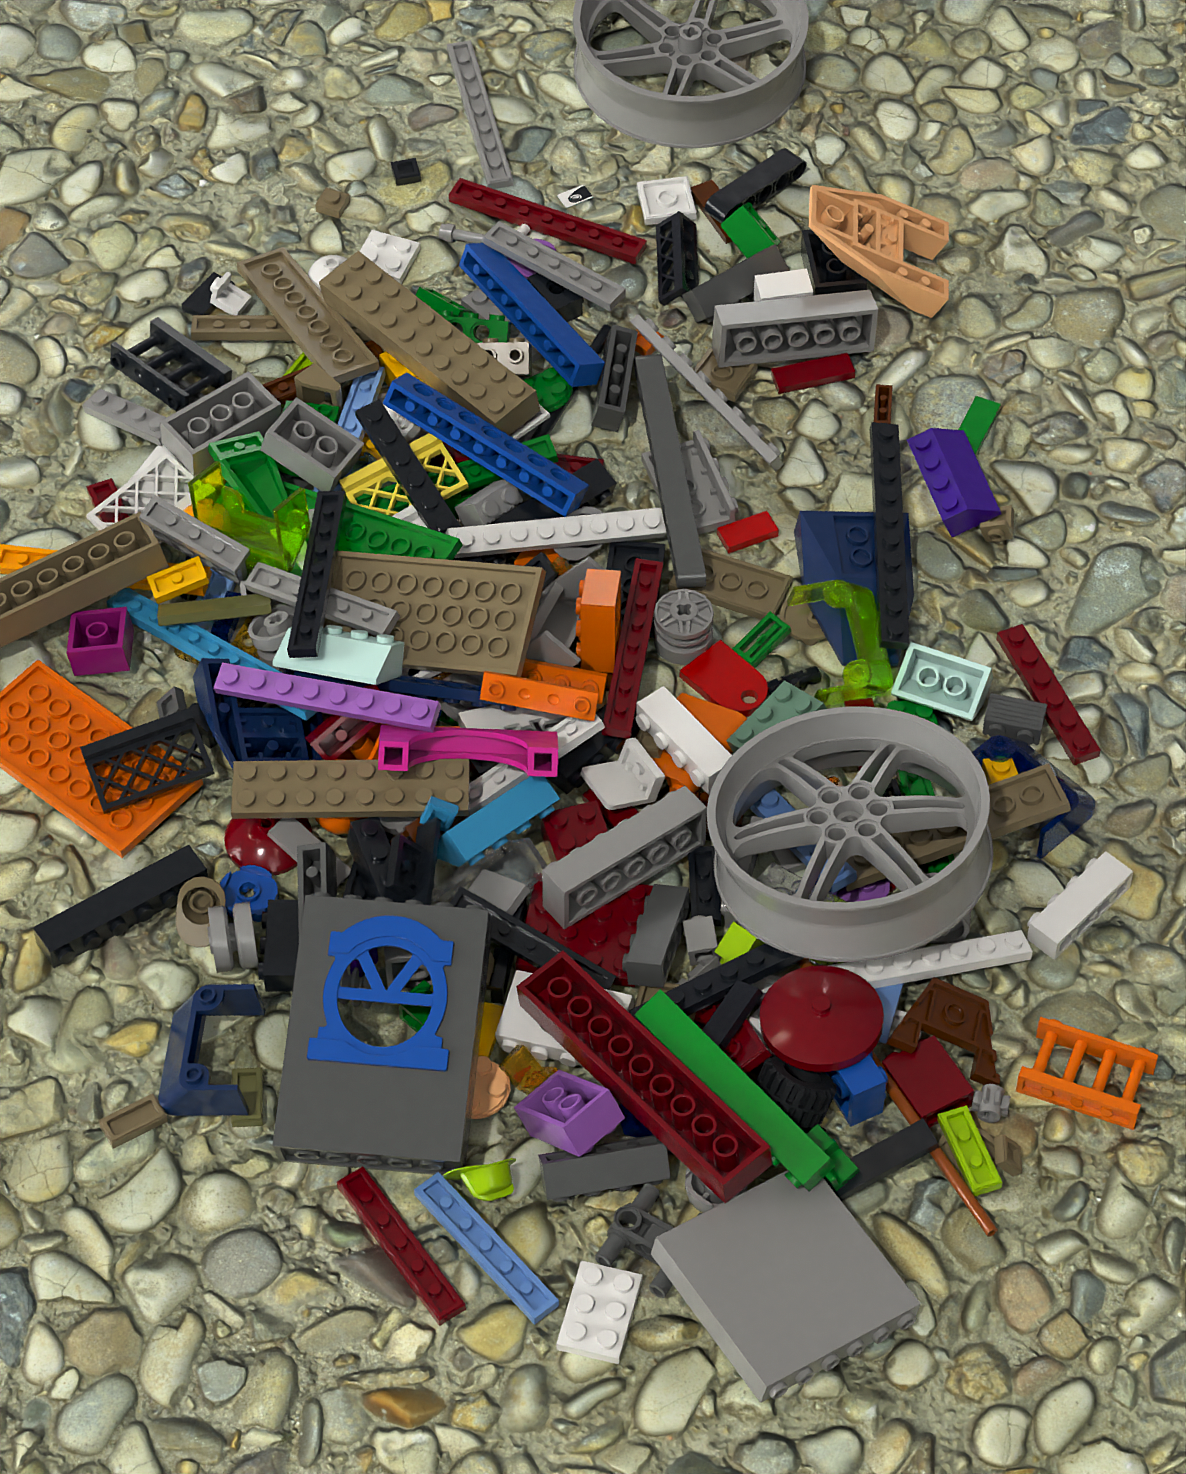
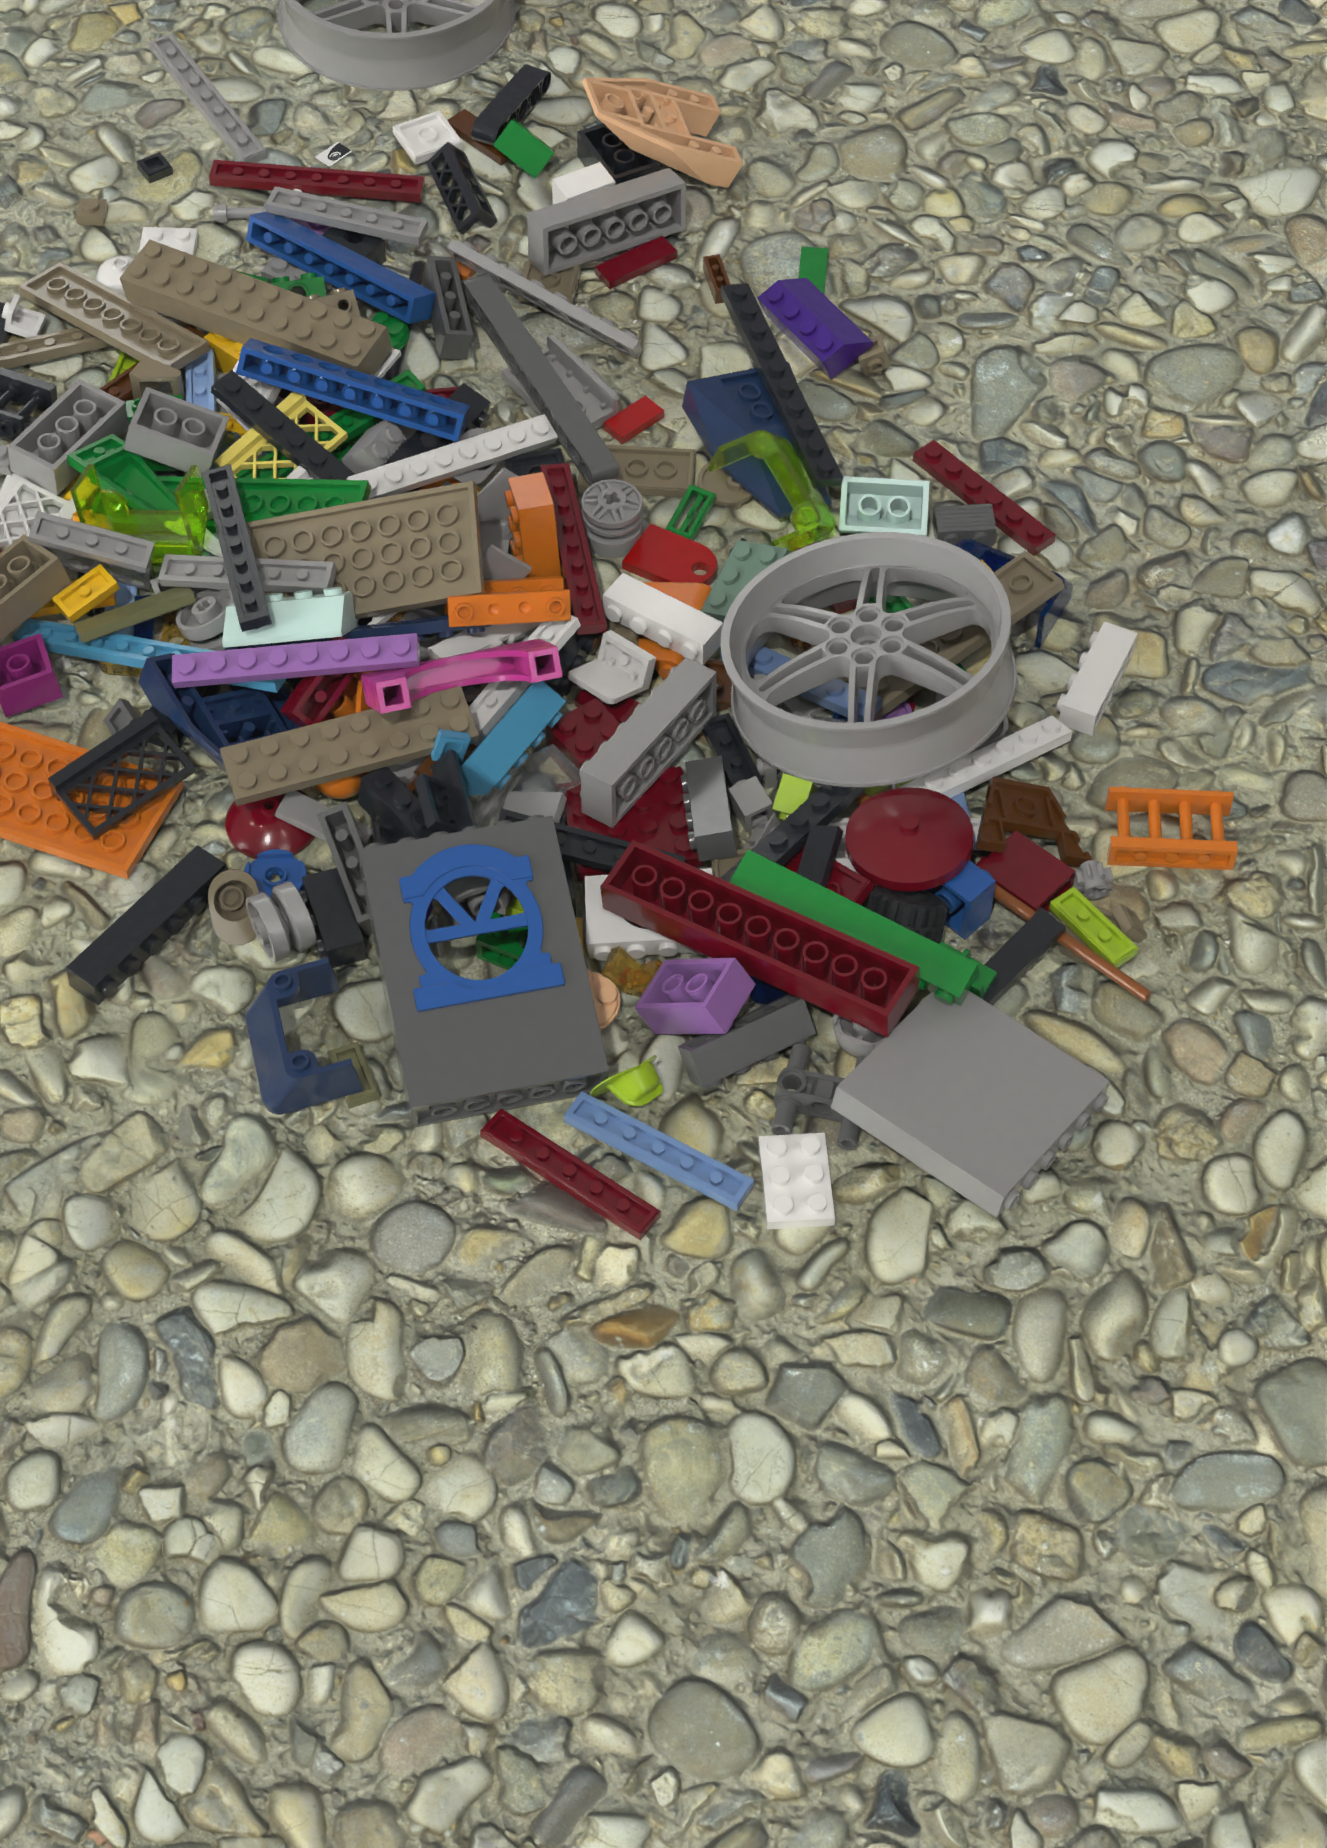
camera: 20 degrees left, 0 degrees up
(133, 1120) = (243, 1130): dark tan tile -> none
(733, 283) = (530, 194): dark grey brick -> none
(811, 675) = (722, 552): black axle -> none

